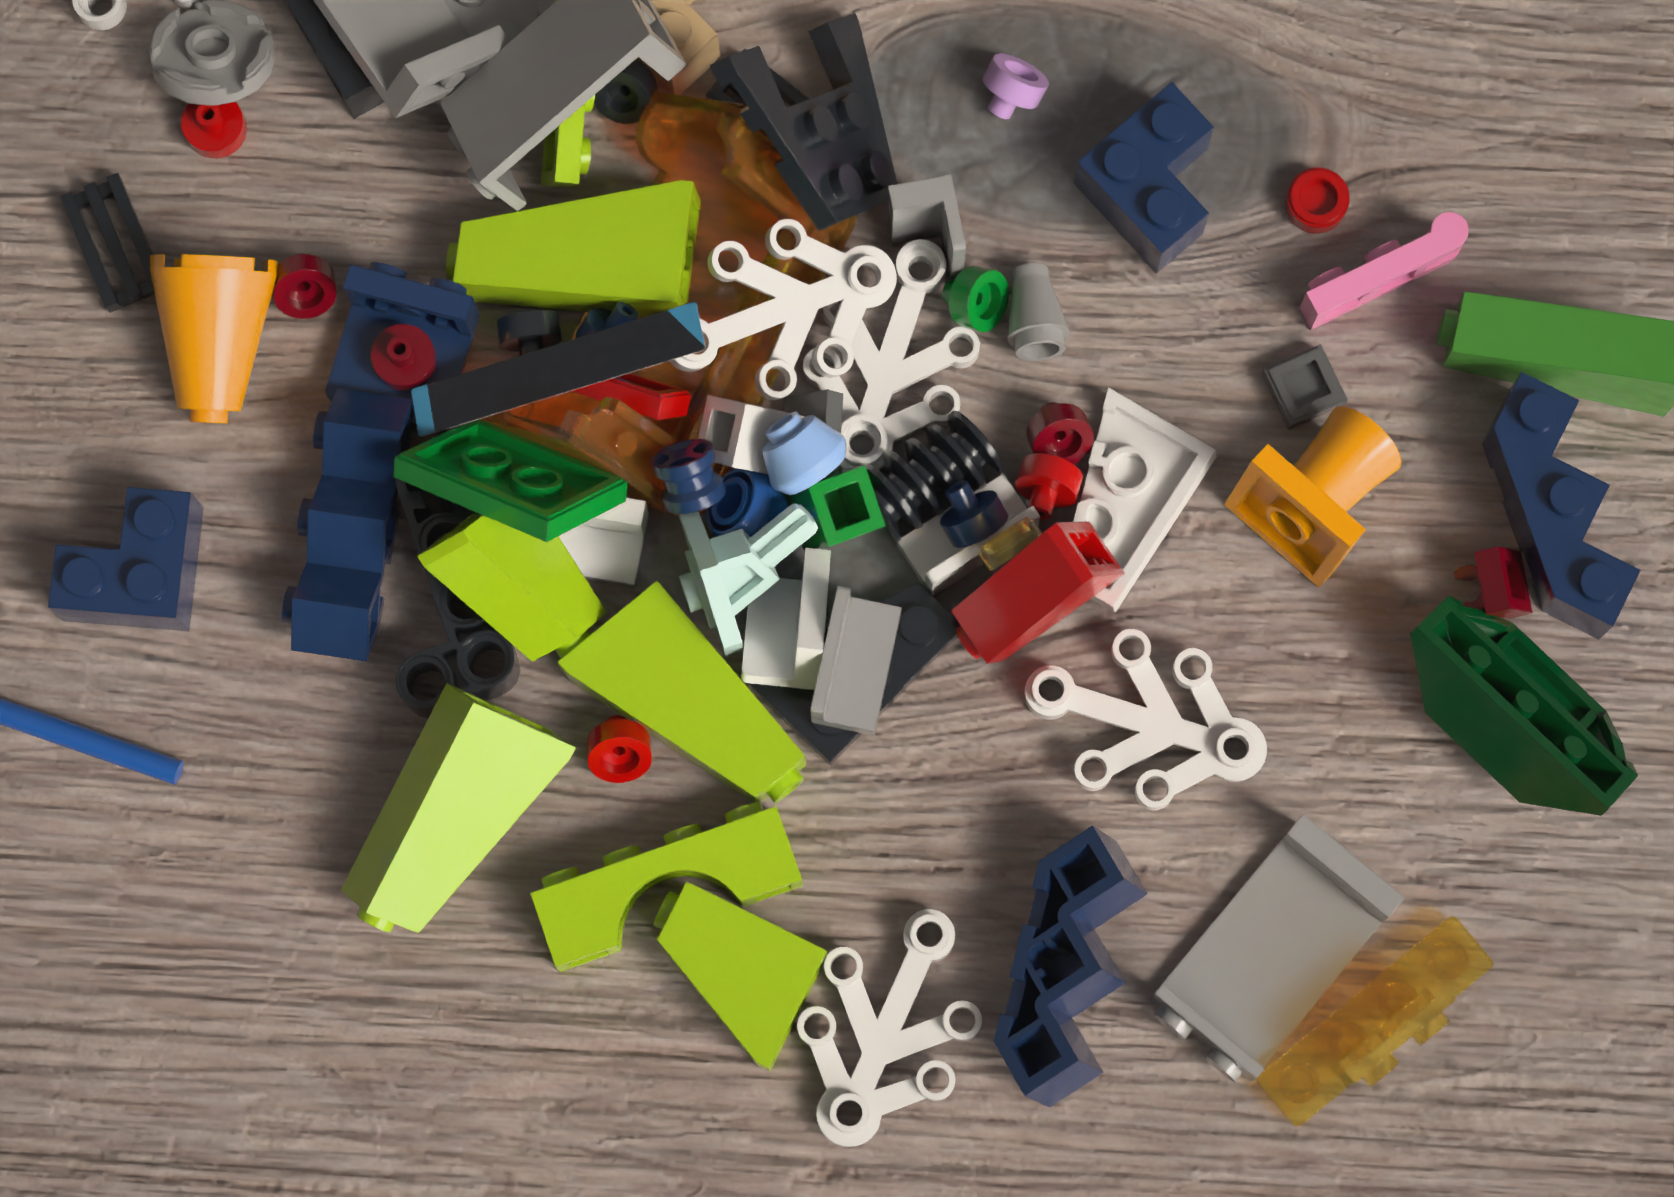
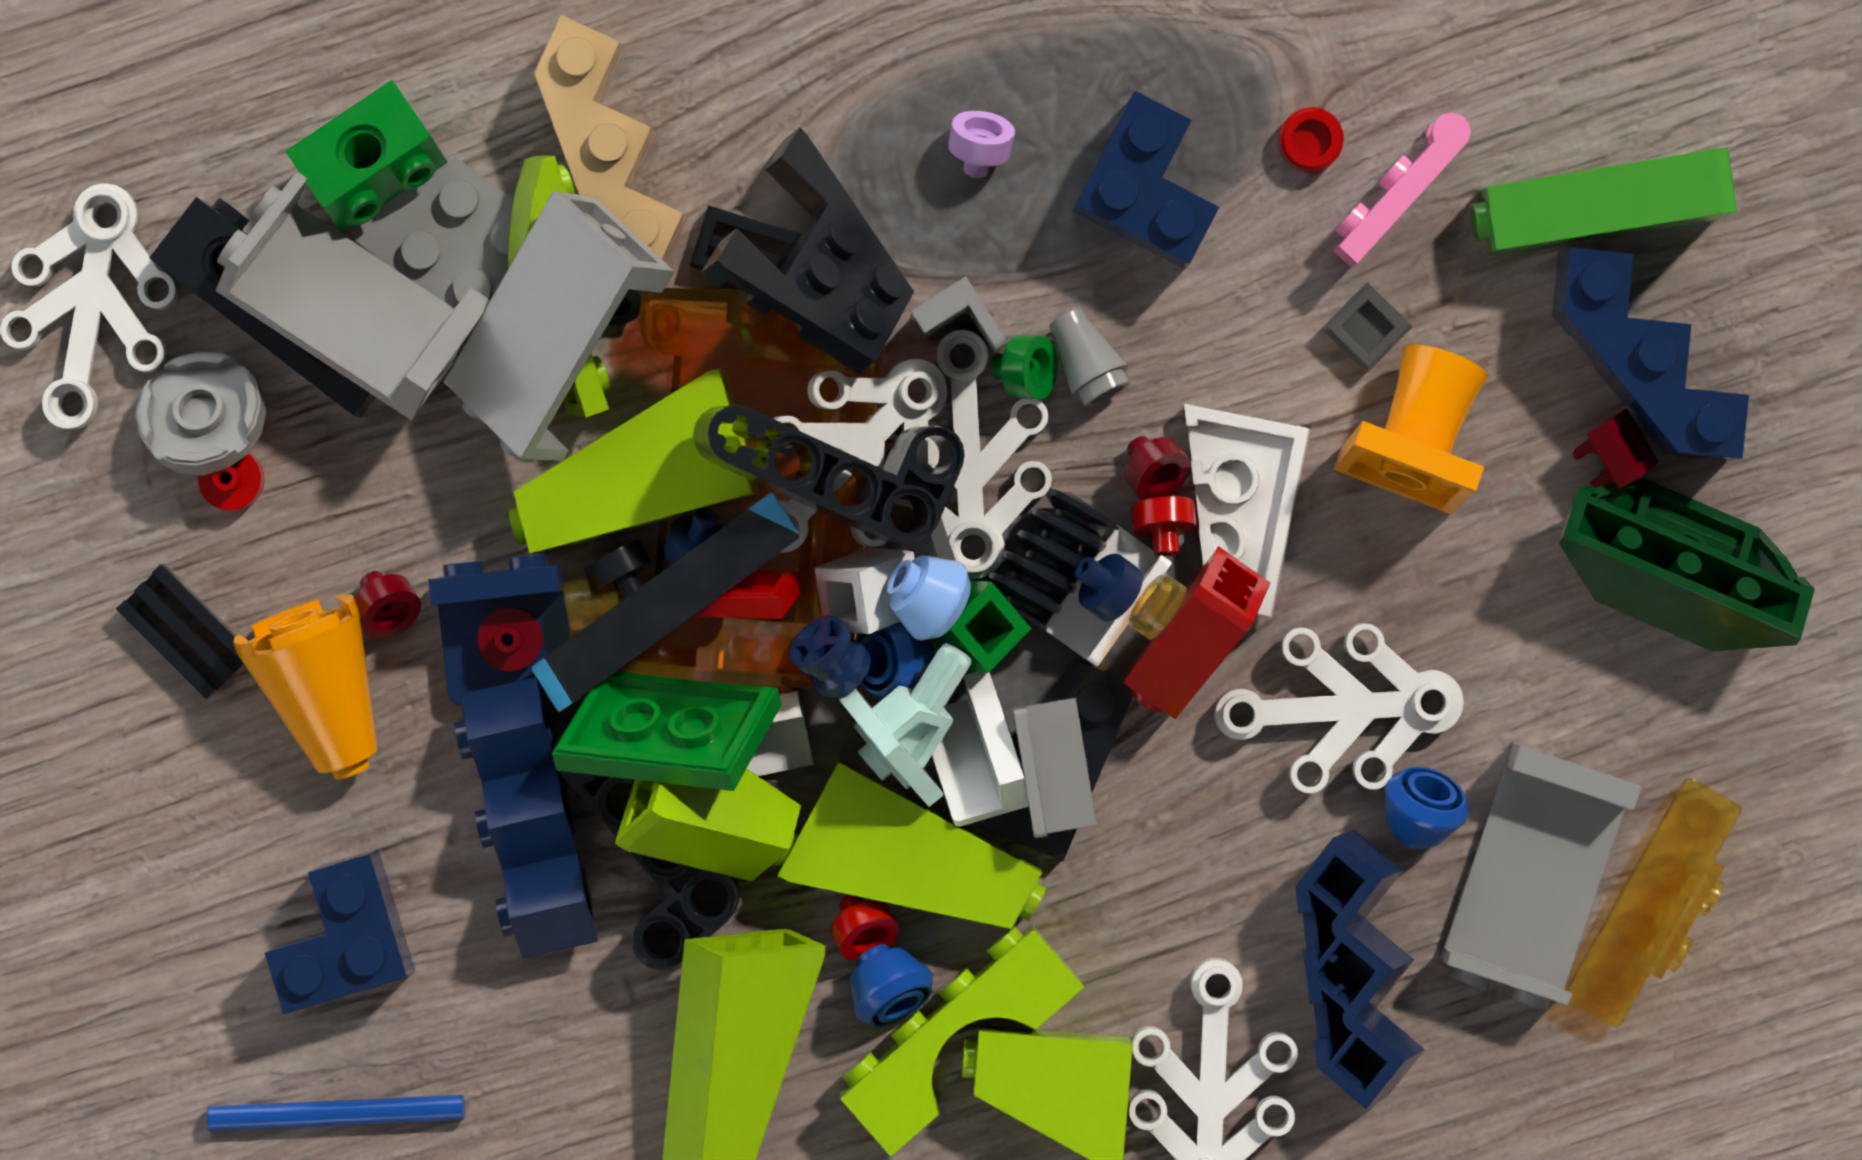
camera: 20 degrees left, 10 degrees up
(482, 349) = (583, 605): none -> clear yellow tile
(619, 811) = (888, 985): none -> blue cone
(756, 289) = (822, 463): none -> black beam
(1189, 842) = (1424, 807): none -> blue cone

